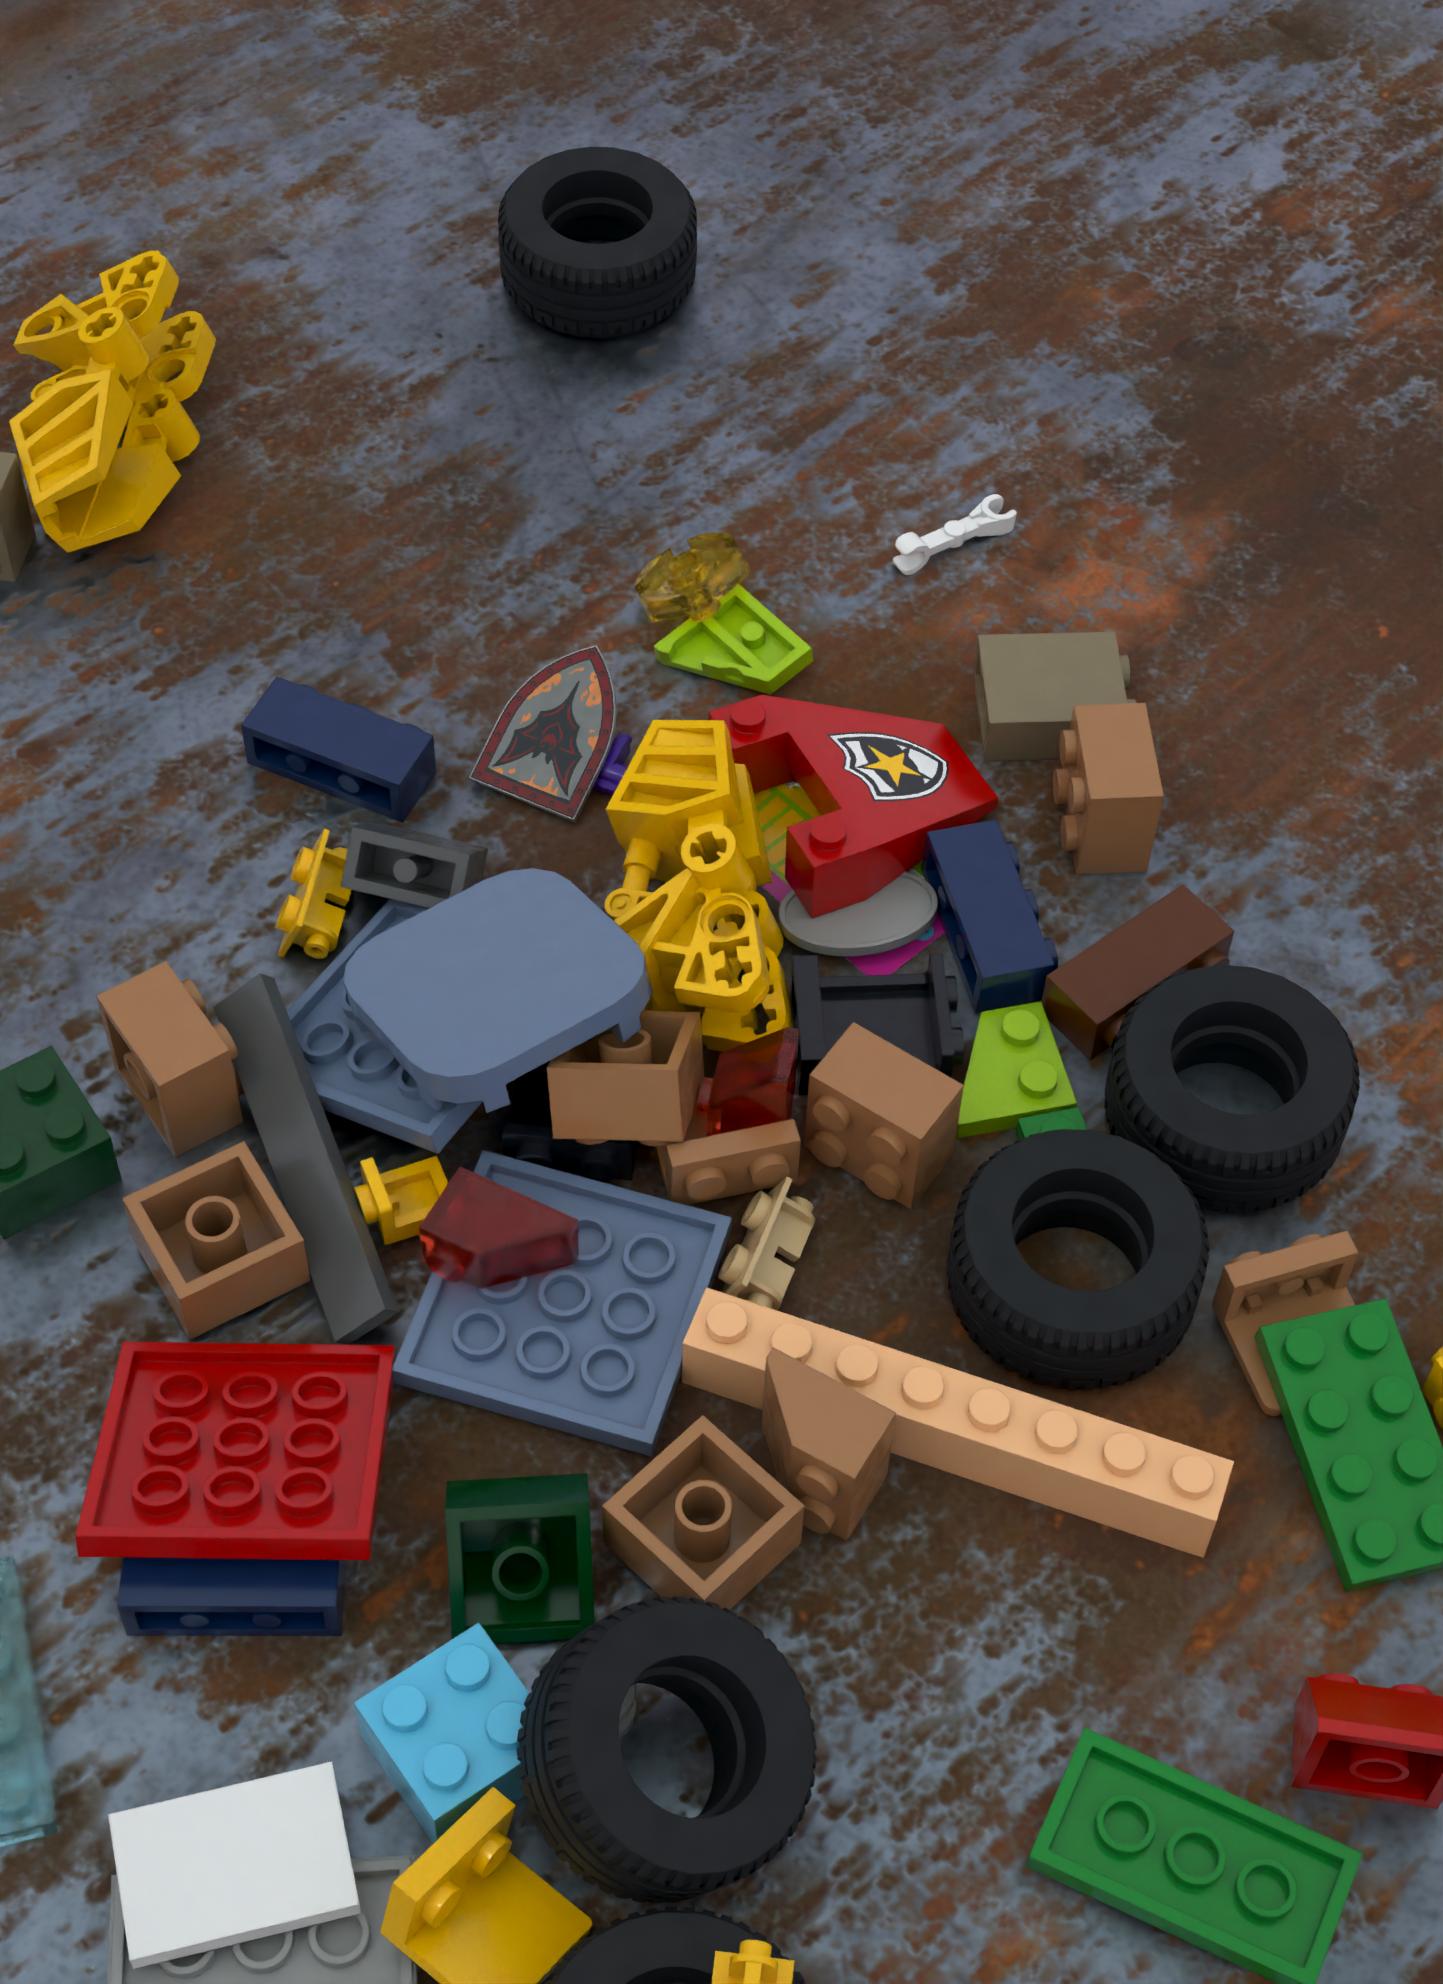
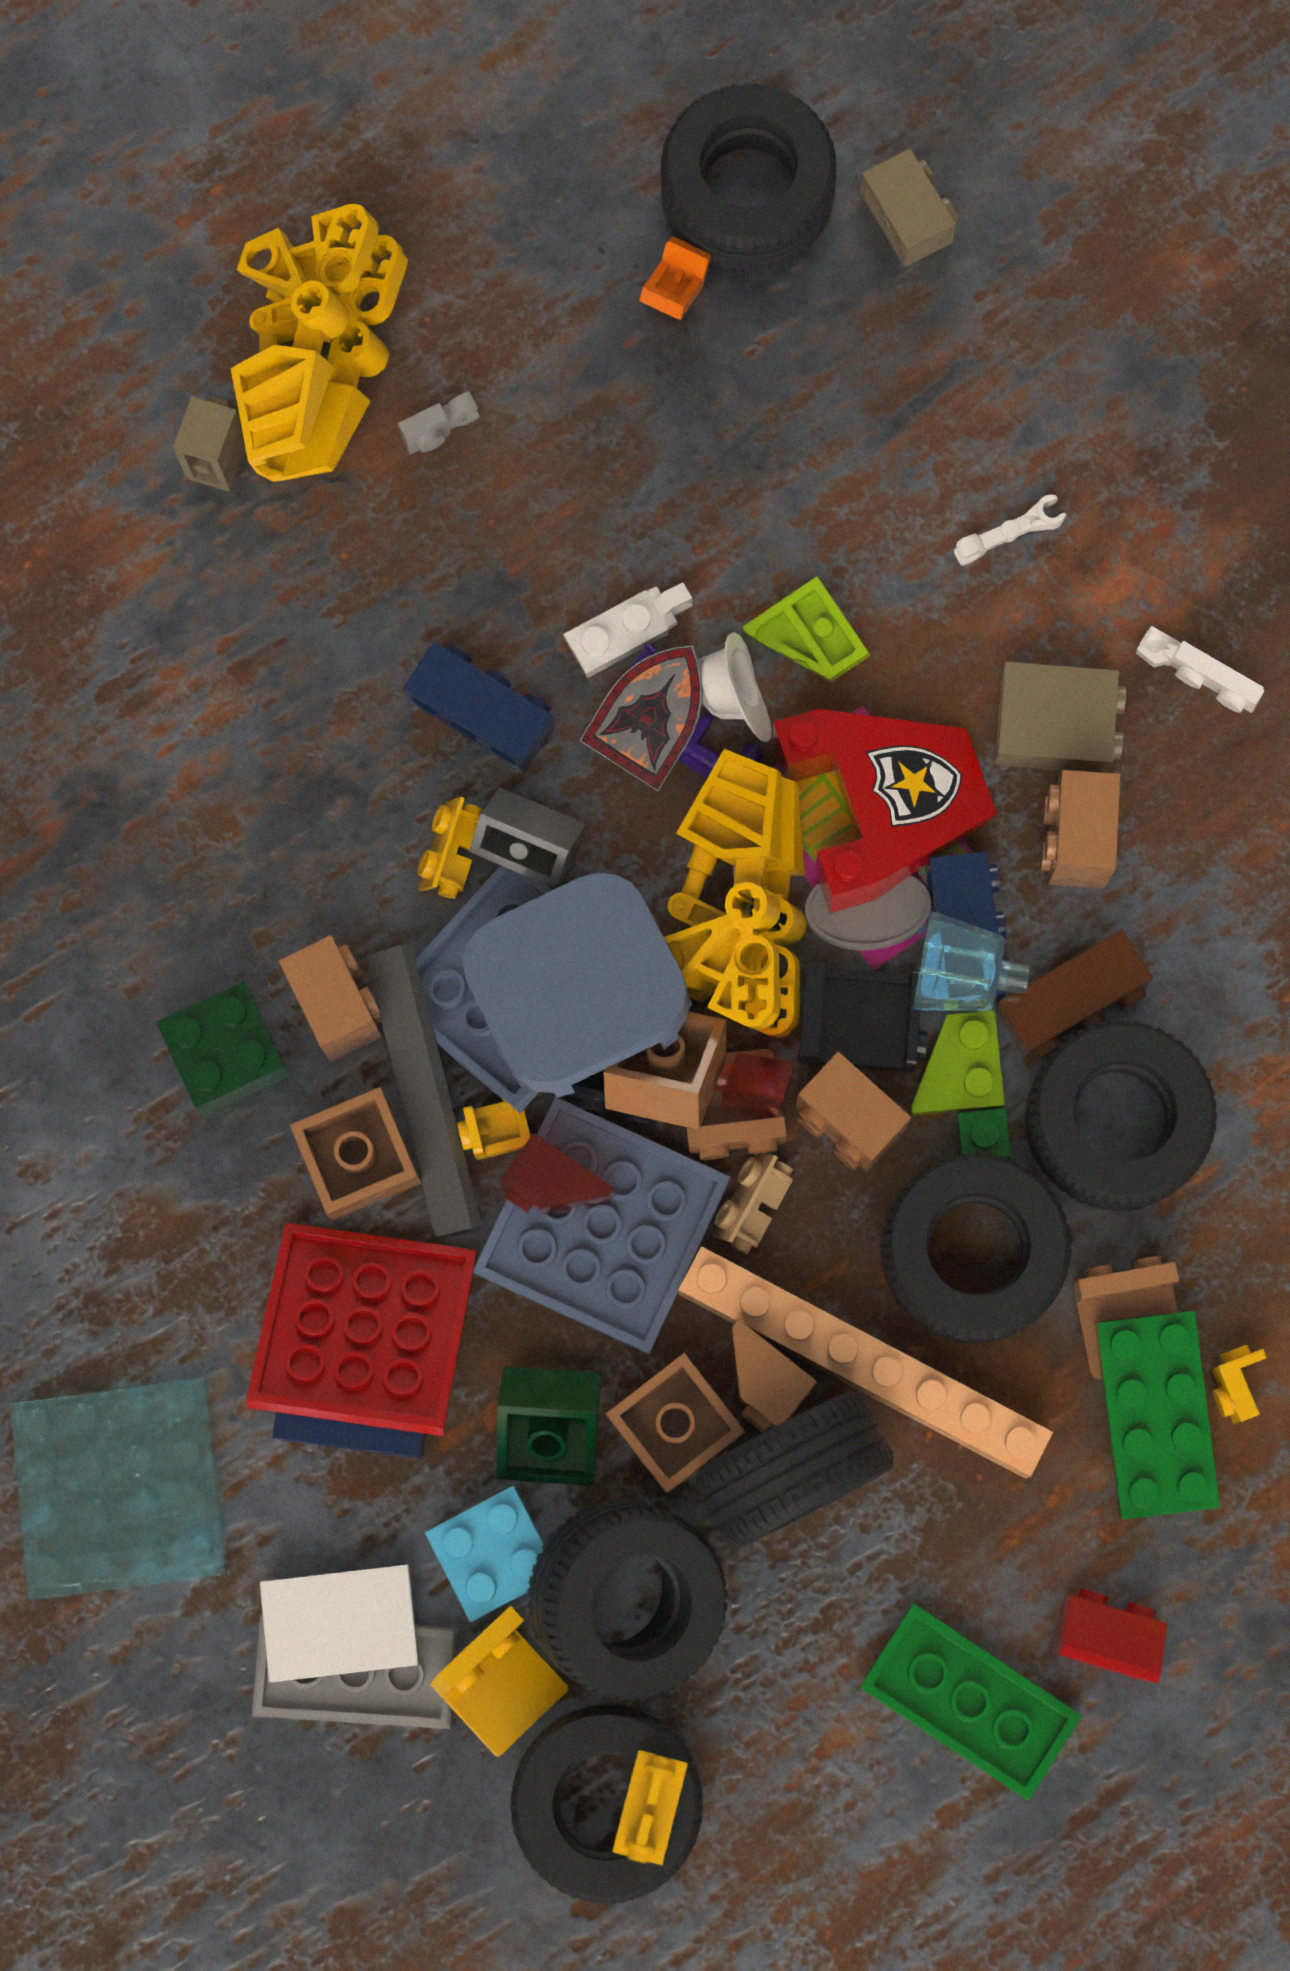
camera: 15 degrees right, 25 degrees up
(255, 486) = (430, 427): none -> light grey plate
(501, 667) = (626, 628): none -> white hinge
(531, 339) = (676, 278): none -> orange bracket
(643, 690) = (732, 688): none -> white piece
(693, 579) = (793, 583): clear yellow plate -> none
(780, 262) = (908, 207): none -> dark tan brick
(883, 1533) = (794, 1469): none -> black tyre
(995, 930) = (964, 967): none -> clear light blue torso
(1214, 636) = (1198, 668): none -> white hinge

